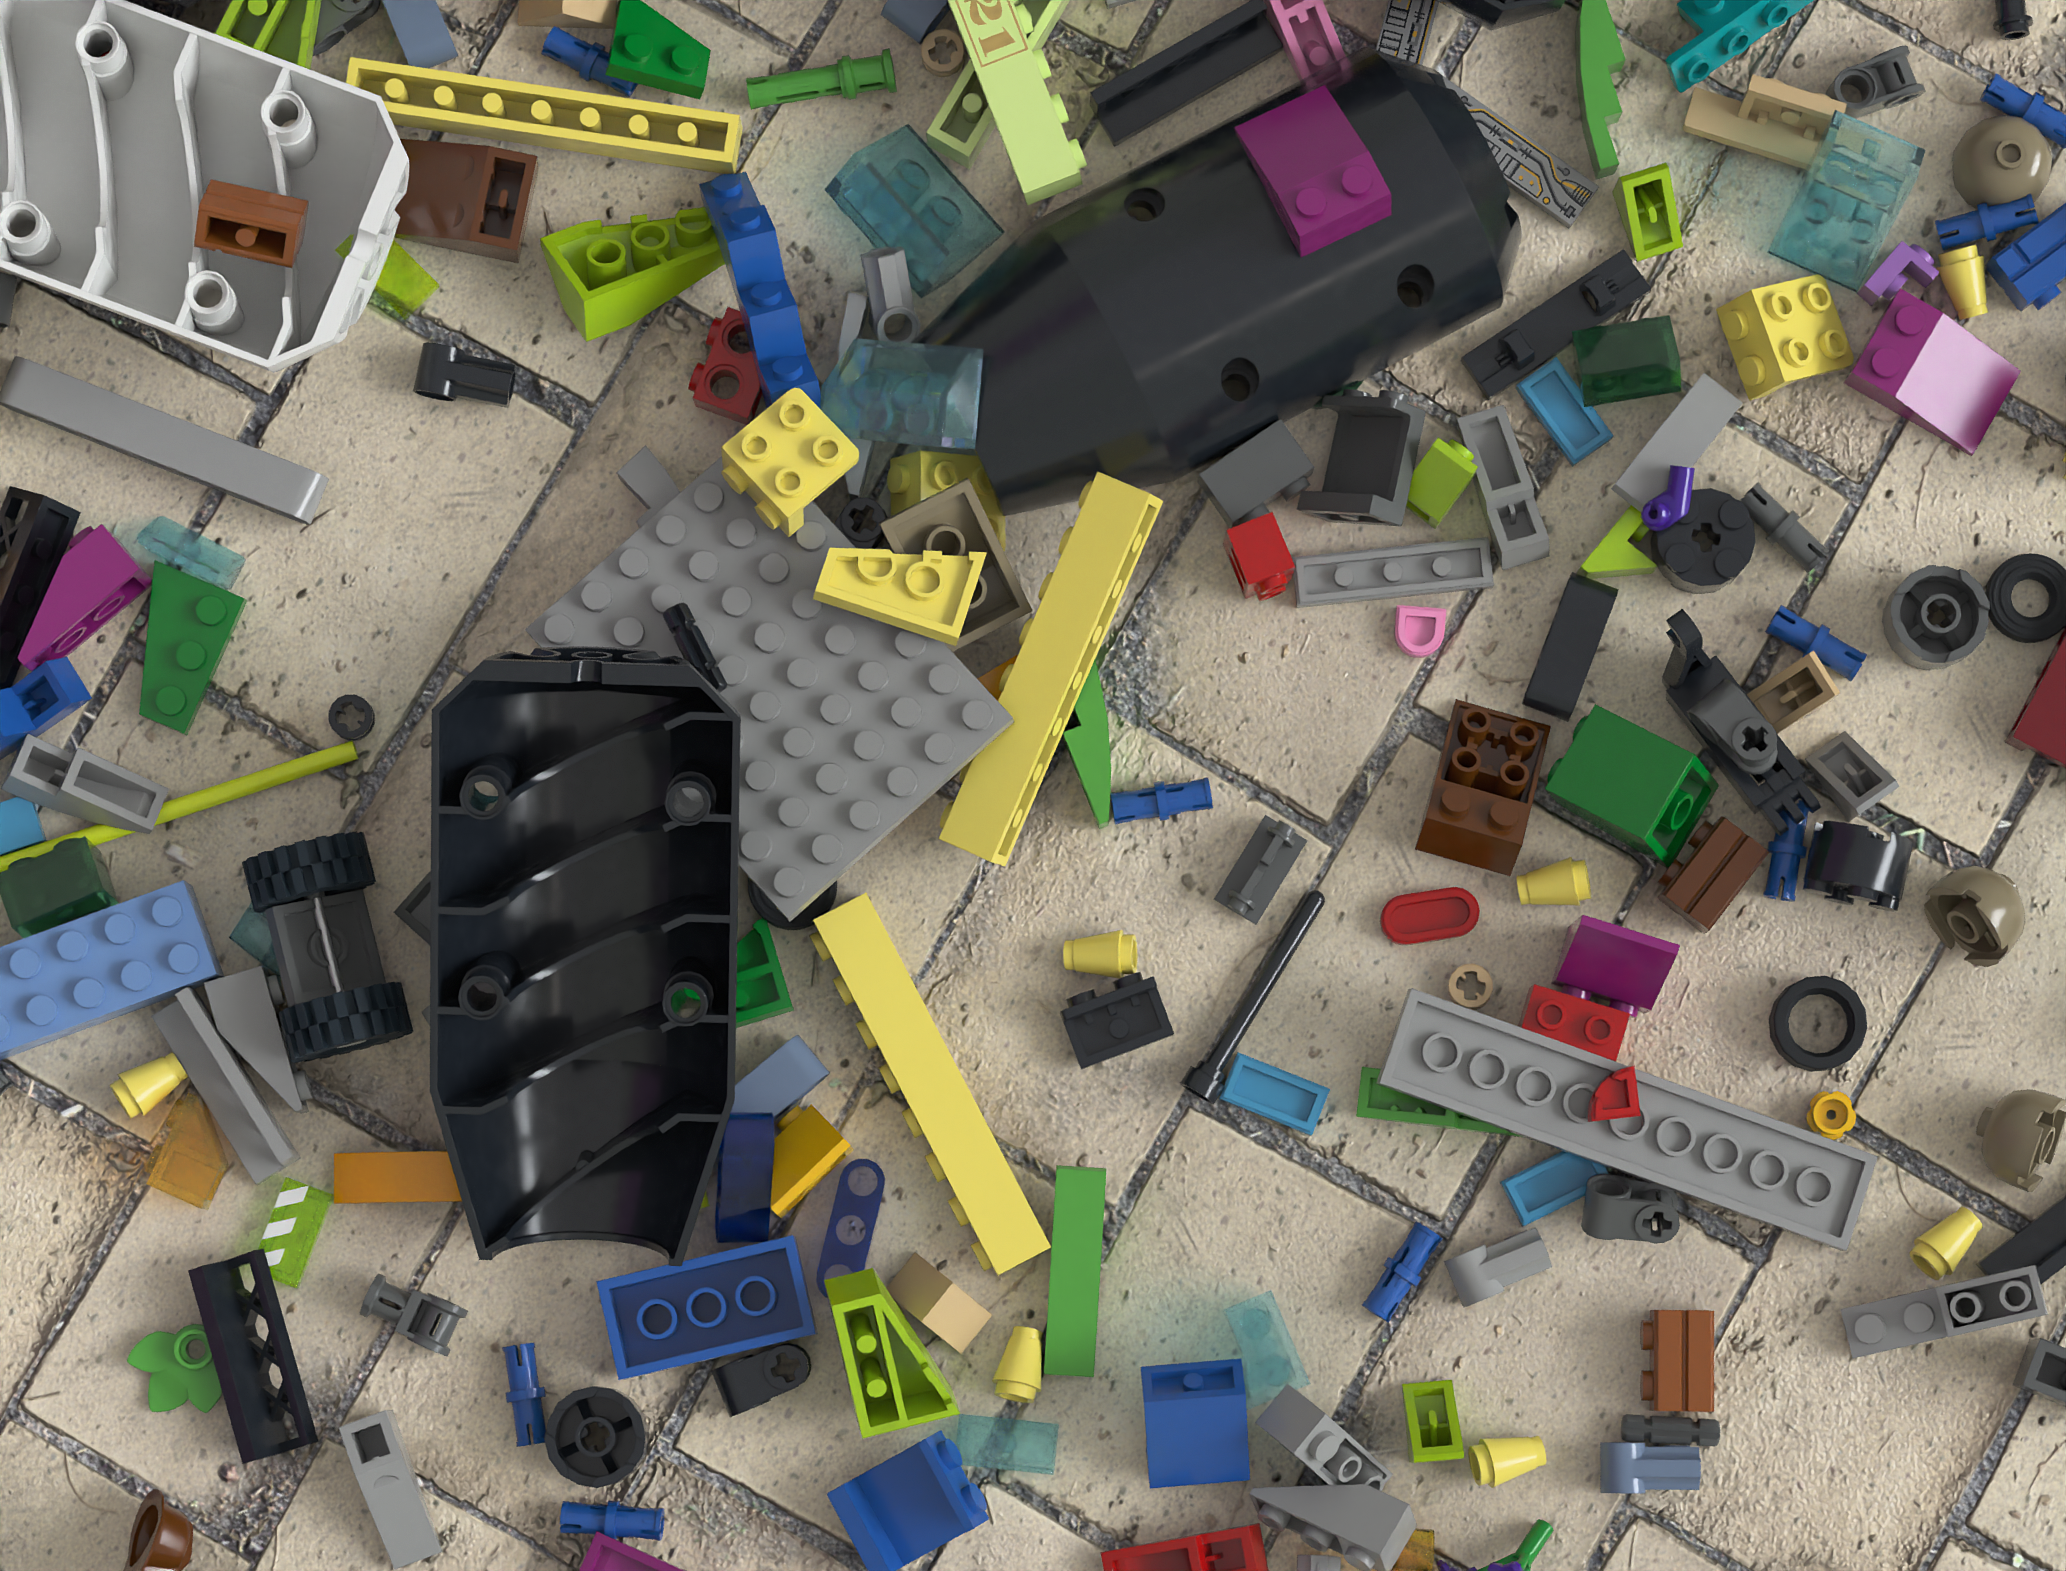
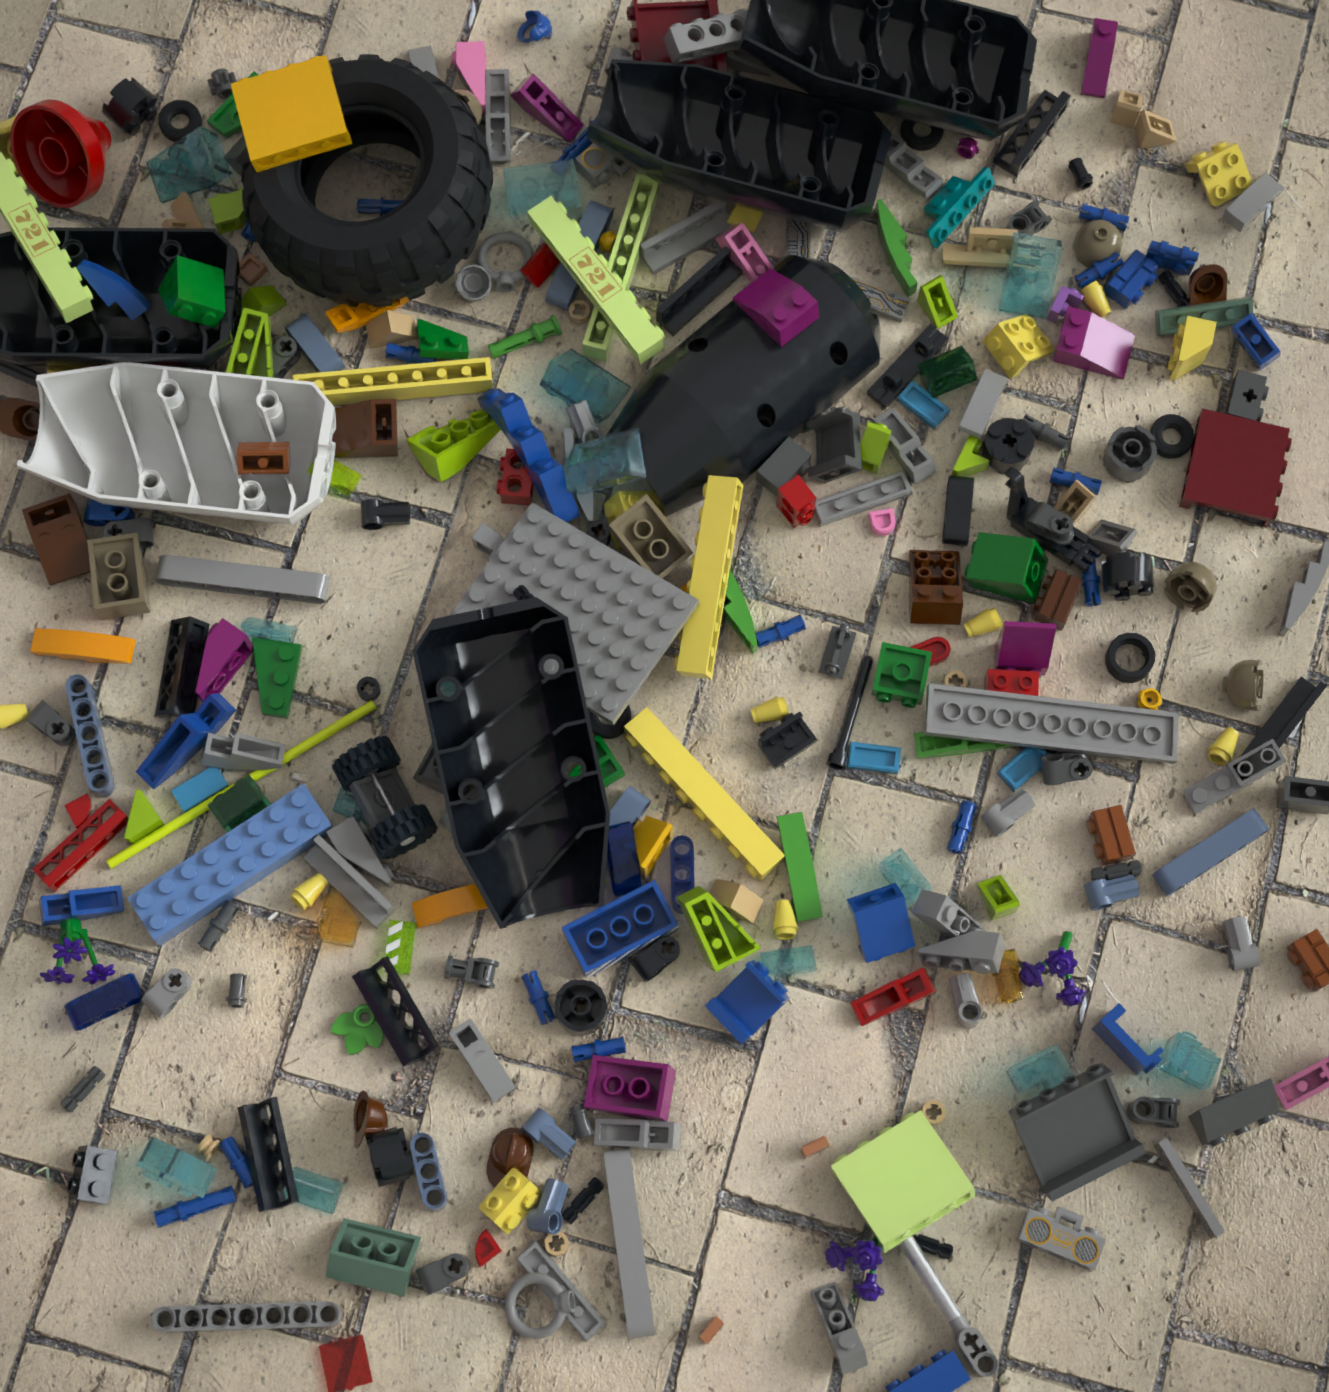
camera: 15 degrees left, 10 degrees down
(787, 459) = (555, 505): light yellow bracket -> none
(904, 590) = (630, 552): light yellow wing -> none
(1368, 948) = (901, 674): none -> green plate
(1503, 1459) = (1038, 905): light yellow cone -> none
(1615, 1096) = (1043, 712): red tile -> none
(1672, 503) = (990, 425): dark purple arm -> none
(1859, 1440) = (1210, 852): none -> sand blue beam

